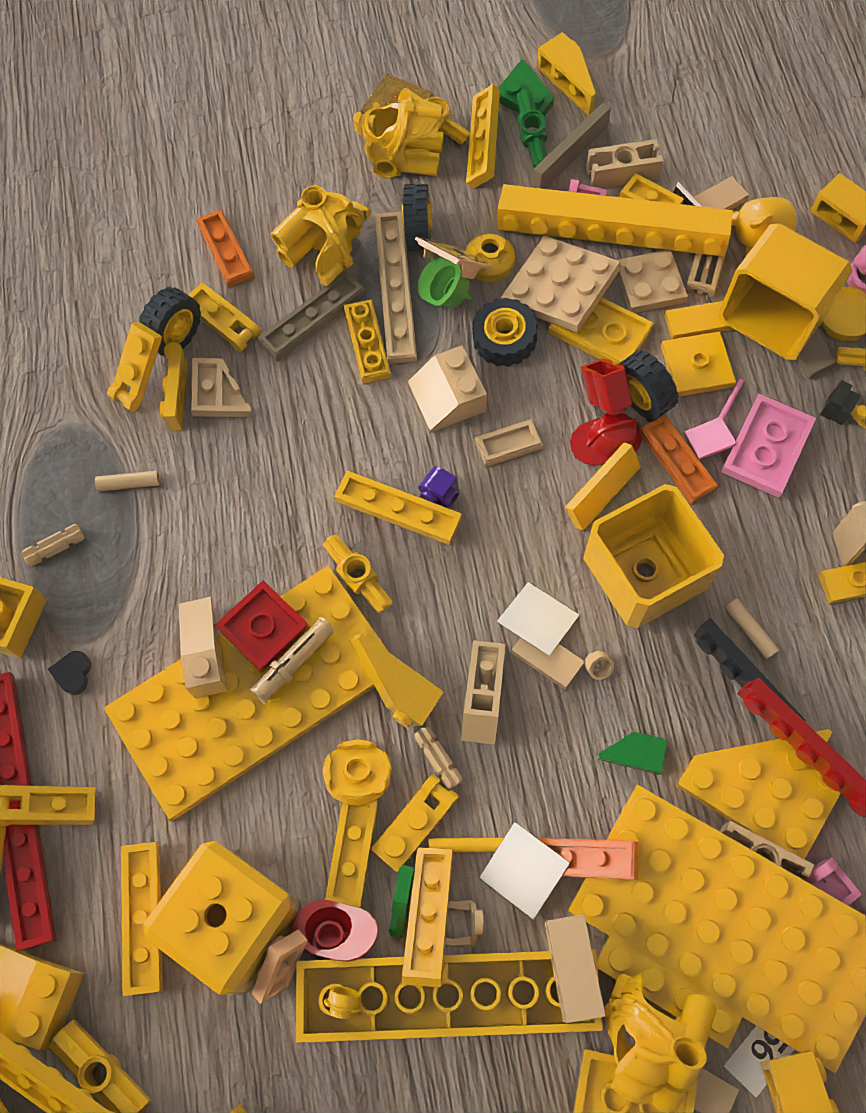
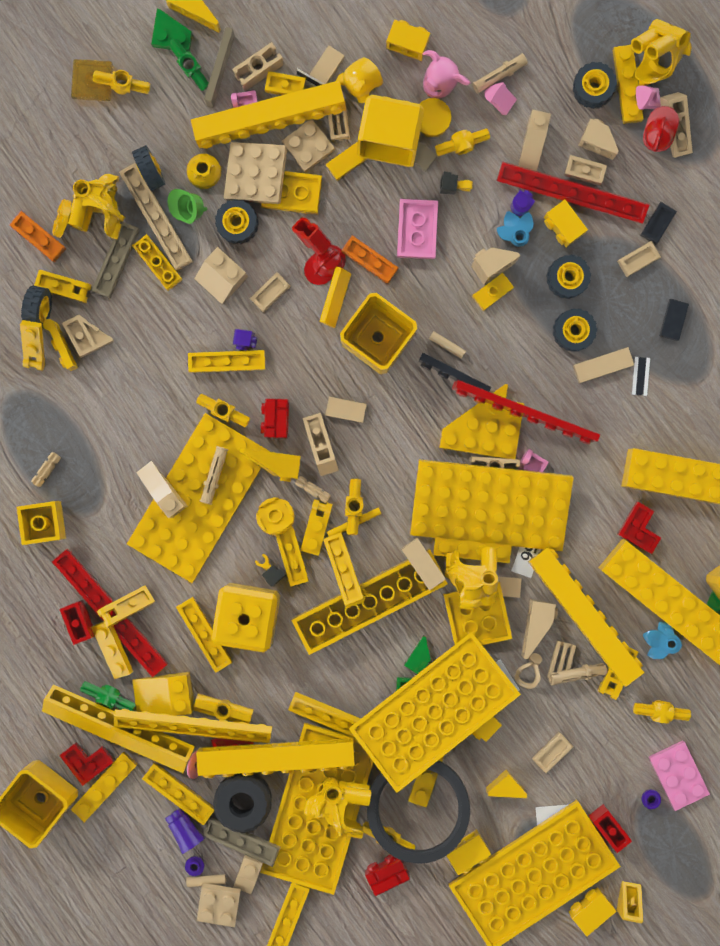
camera: 25 degrees left, 20 degrees up
(71, 672) = (97, 533): black tile -> none
(127, 481) = (65, 413): tan piece -> none
(261, 236) = (62, 218): none -> yellow tile
(262, 626) = (188, 465): red plate -> none
(278, 965) = (283, 625): light nougat plate -> none
(304, 866) = (272, 574): none -> pearl dark grey piece
(336, 930) = (302, 597): red piece -> none
(343, 1002) = (322, 628): yellow plate -> none
(401, 900) = (327, 567): green tile -> none
(402, 137) = (112, 112): yellow helmet -> none
(431, 620) = (276, 418): none -> red brick
(469, 262) = (184, 186): light nougat piece -> none
(477, 924) = (369, 563): tan piece -> none
(483, 136) = (159, 83): yellow plate -> none
(485, 830) = (354, 496): none -> yellow axle
(524, 870) = (380, 526): white sticker -> none
(538, 618) = (331, 390): white sticker -> none
(597, 857) = (408, 507): orange tile -> none
(604, 661) = (377, 406): tan hinge -> none
(637, 752) = (413, 439): green tile -> none
(650, 385) = (334, 225): black wheel -> none
(698, 363) = (358, 191): yellow plate -> none
(713, 435) = (383, 237): bright pink piece -> none

